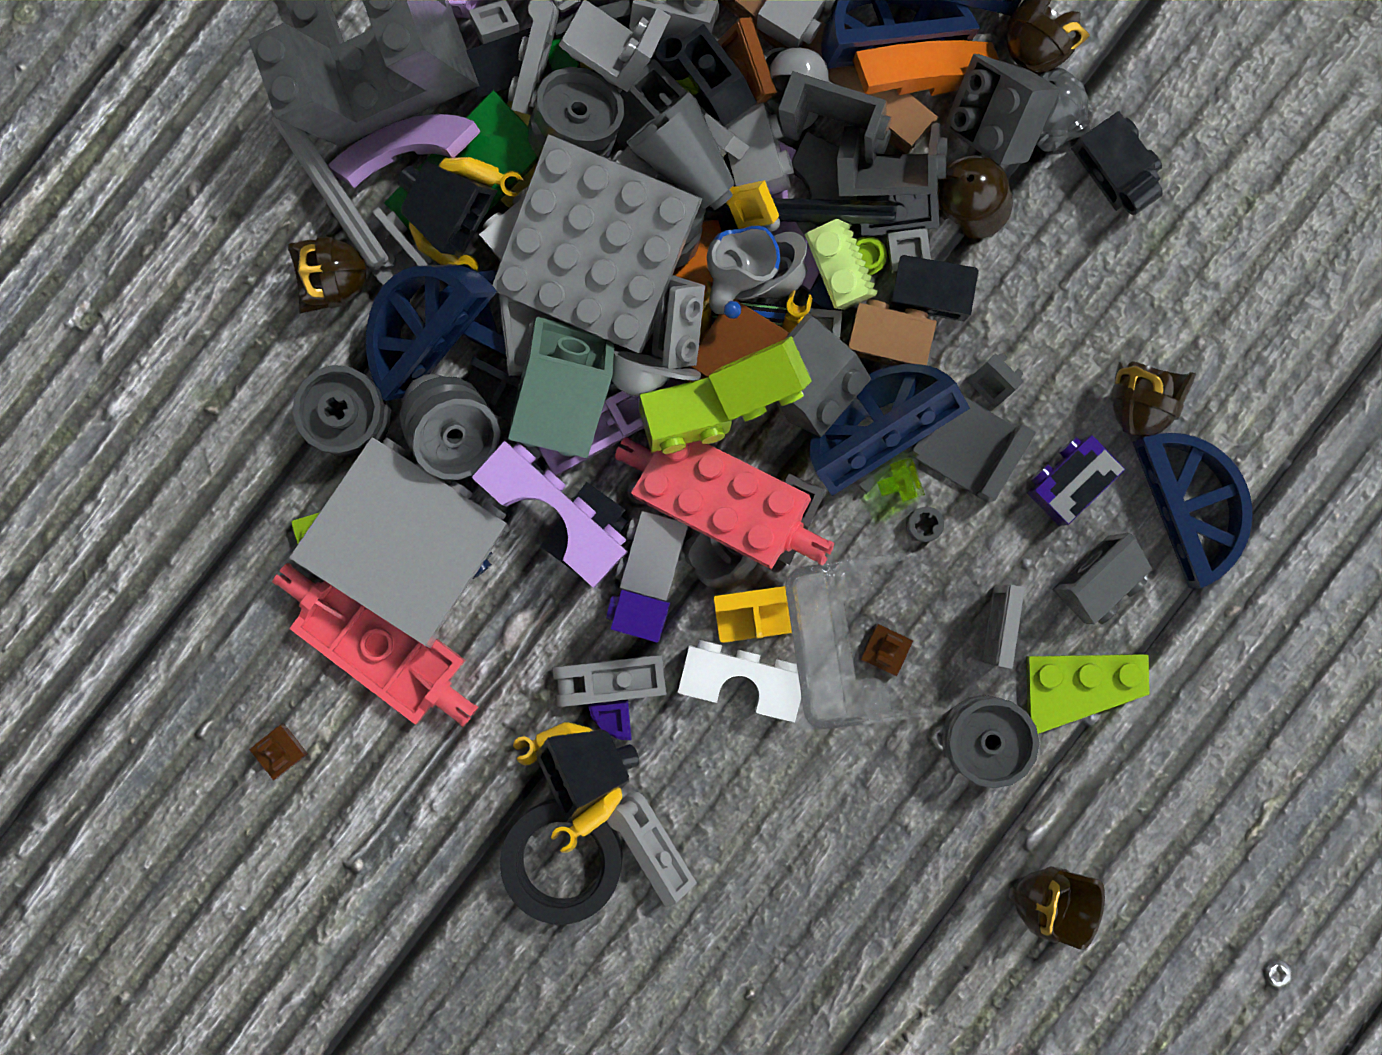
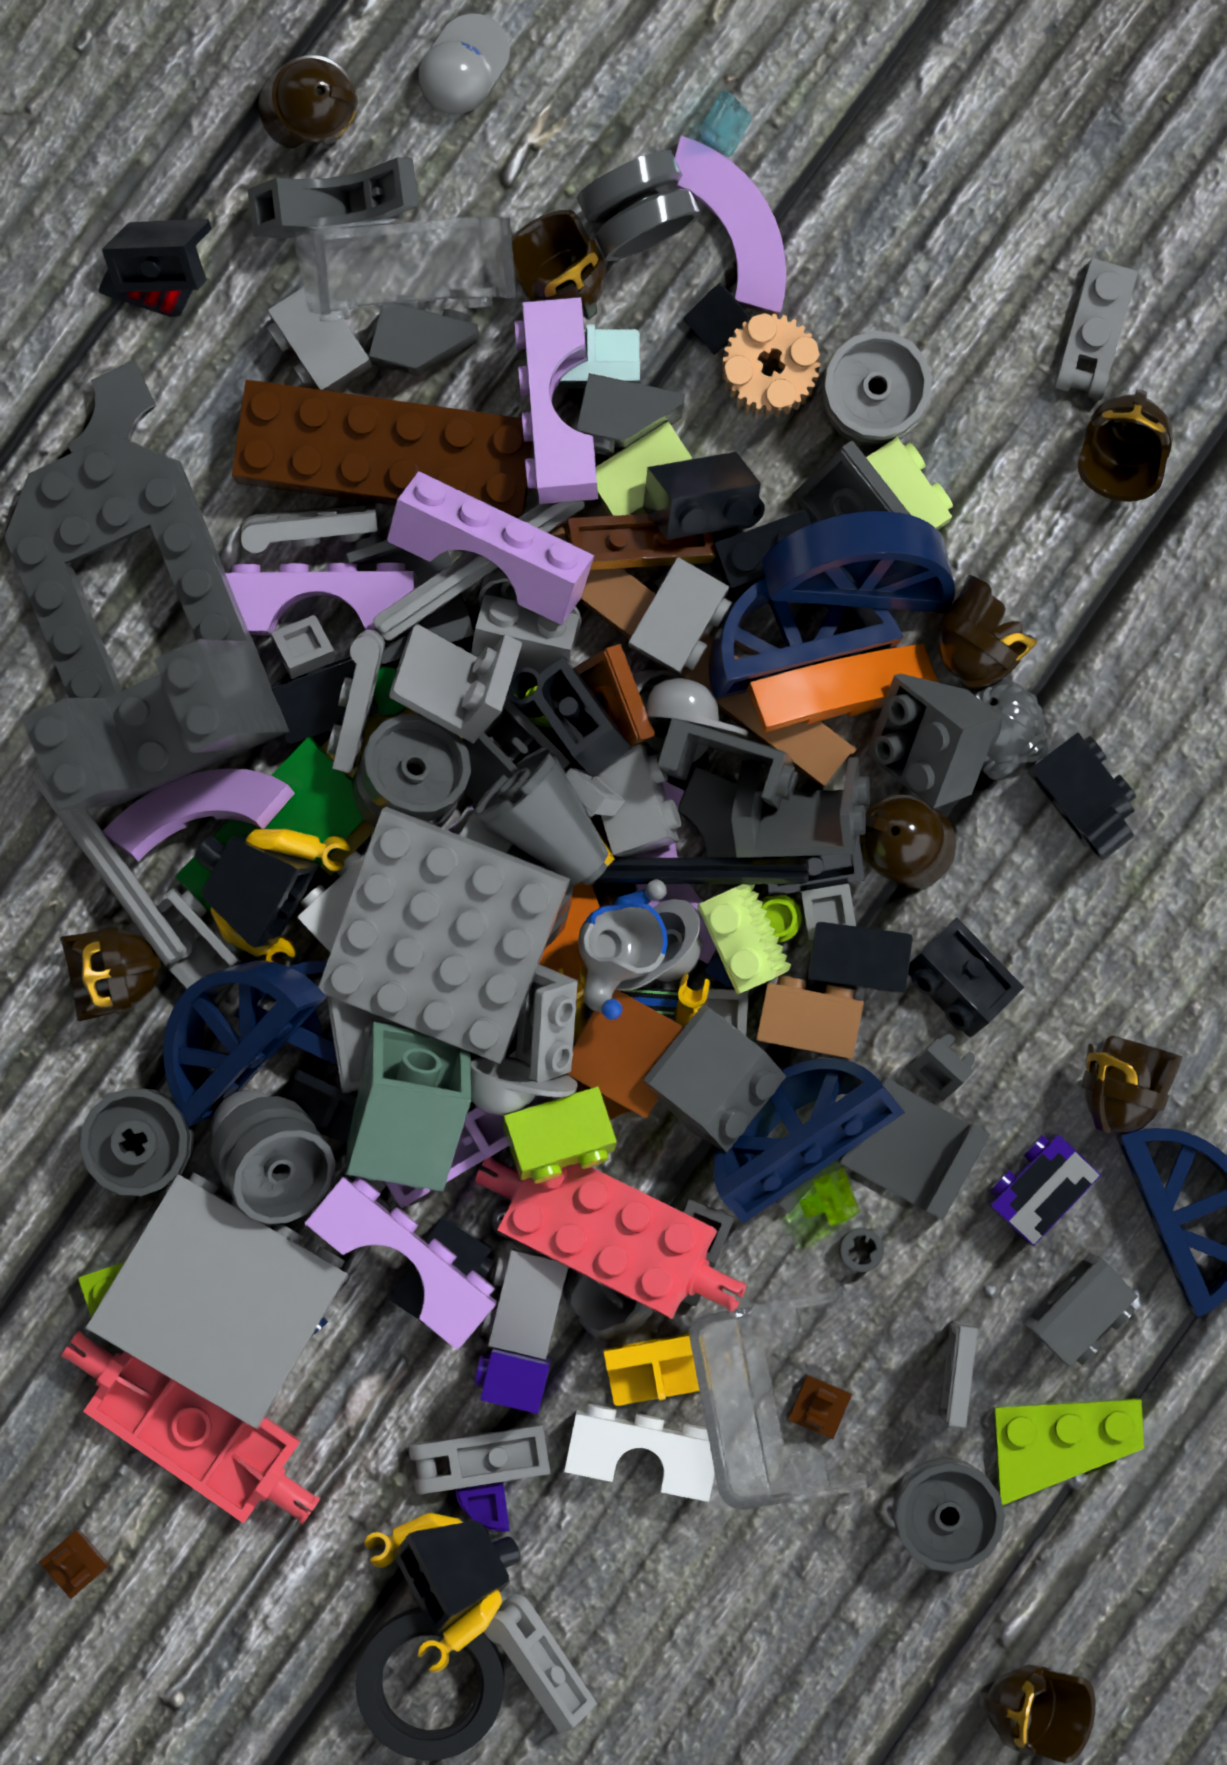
camera: 10 degrees left, 0 degrees up
(752, 205) = (632, 874): yellow plate -> none
(760, 380) = (649, 1093): lime brick -> none
(1015, 309) = (963, 978): none -> black bracket

